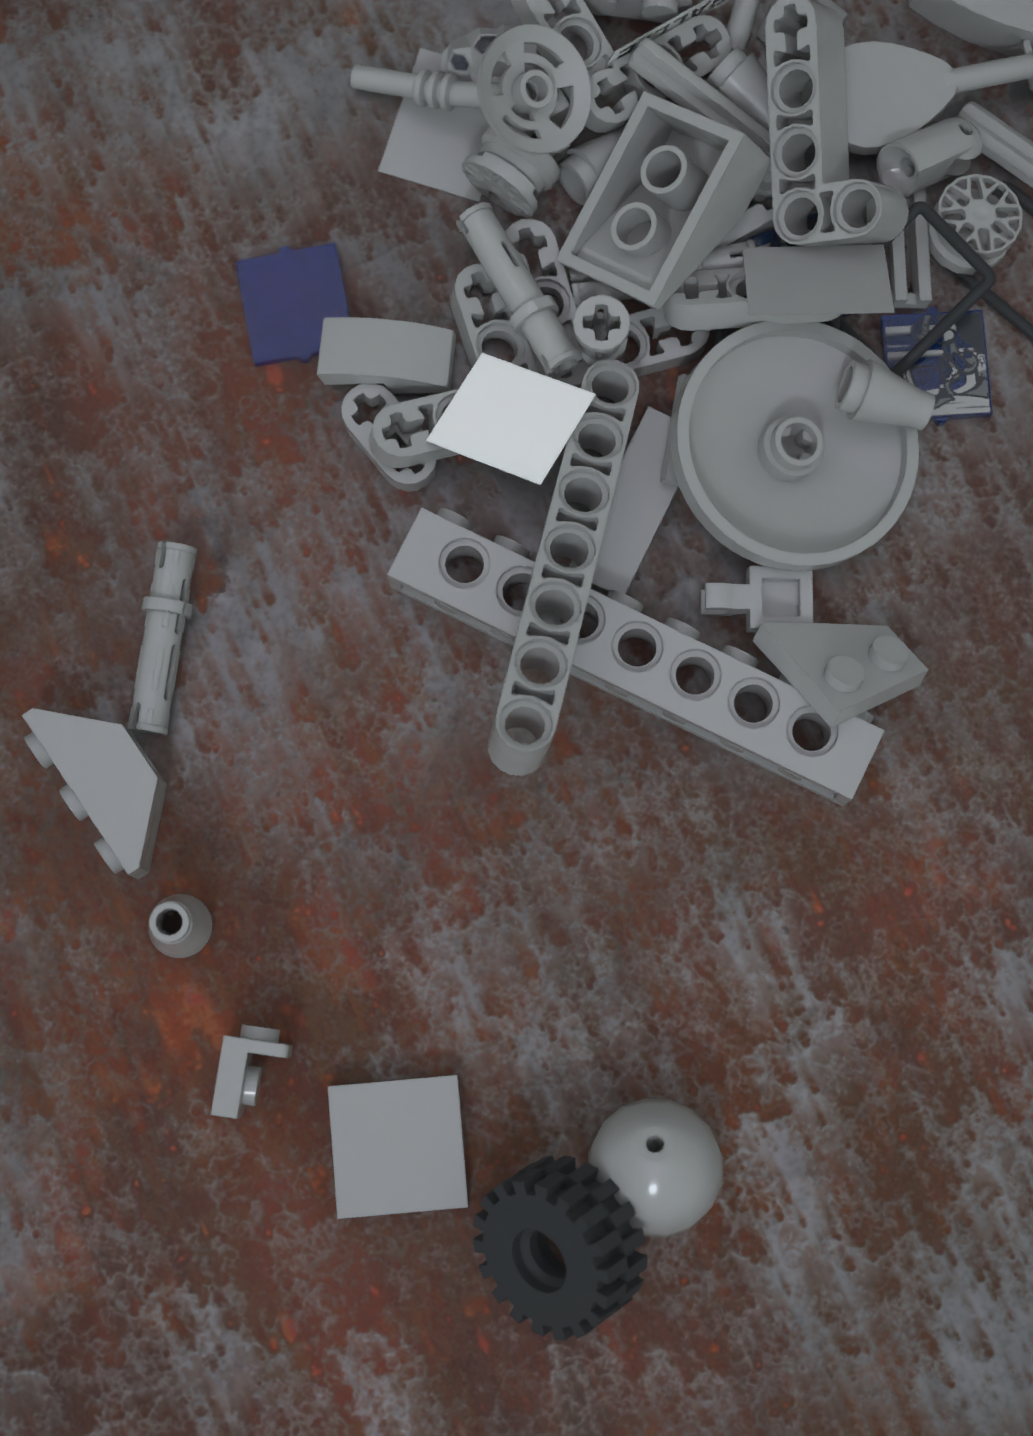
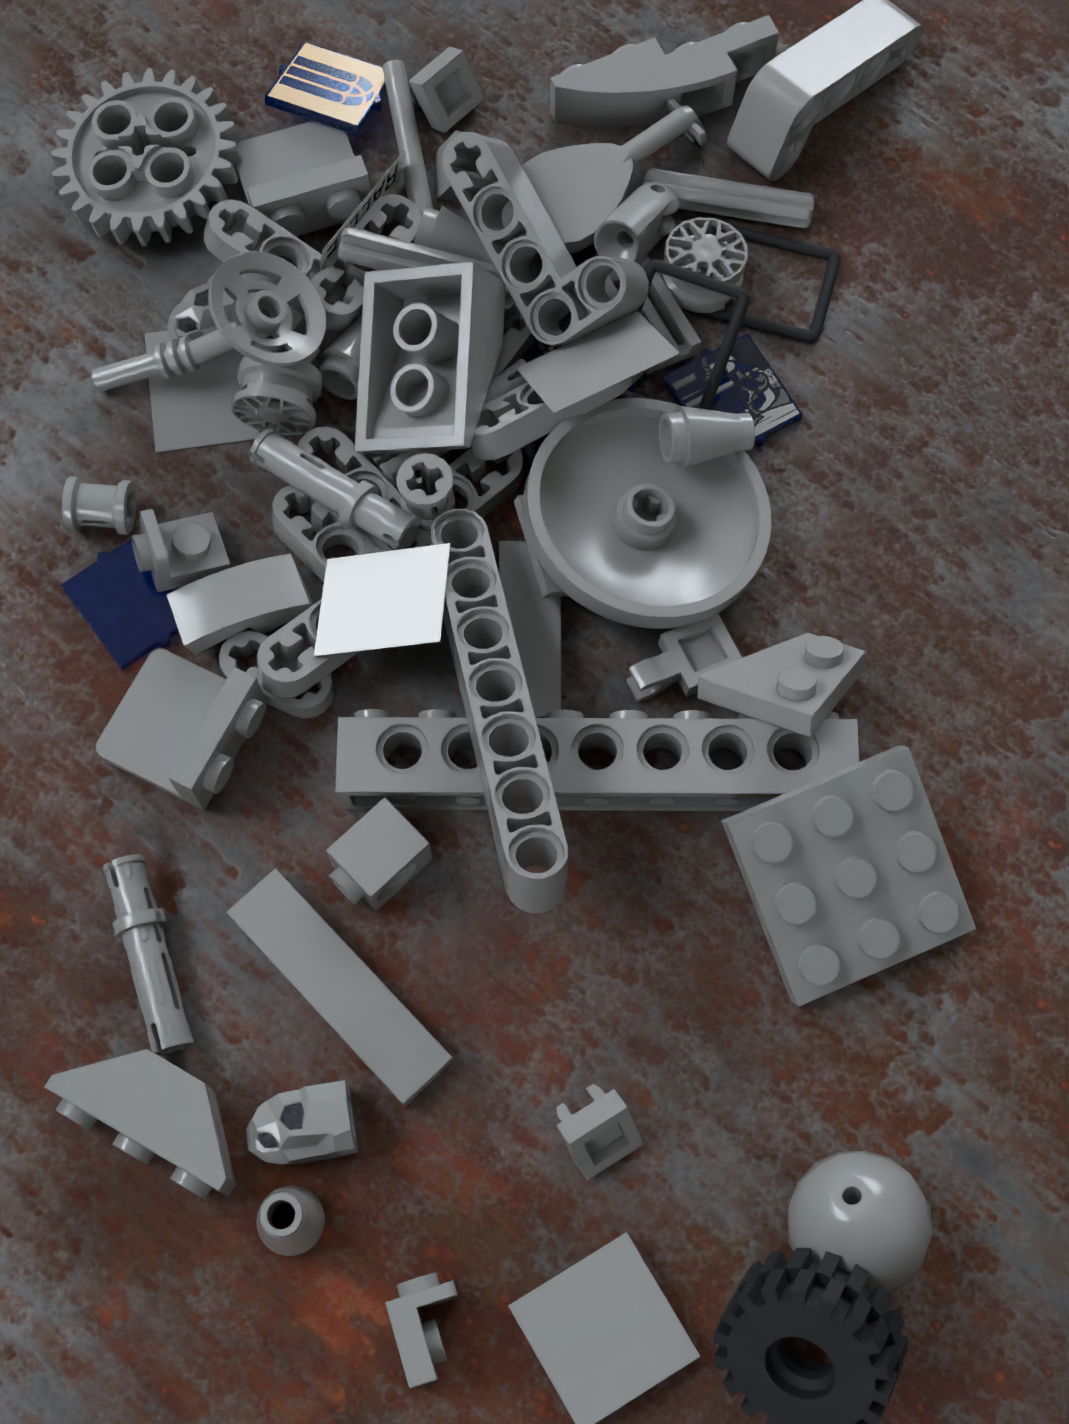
camera: 25 degrees left, 10 degrees down
(228, 852) = (304, 1125): none -> light grey rock
(283, 446) = (182, 726): none -> light grey bracket
(302, 202) = (99, 505): none -> light grey bush
(313, 745) = (340, 987): none -> light grey tile
(355, 280) = (179, 549): none -> light grey bracket
(399, 647) = (377, 856): none -> light grey brick
(475, 980) = (598, 1132): none -> light grey tile
(805, 864) = (849, 875): none -> light grey plate

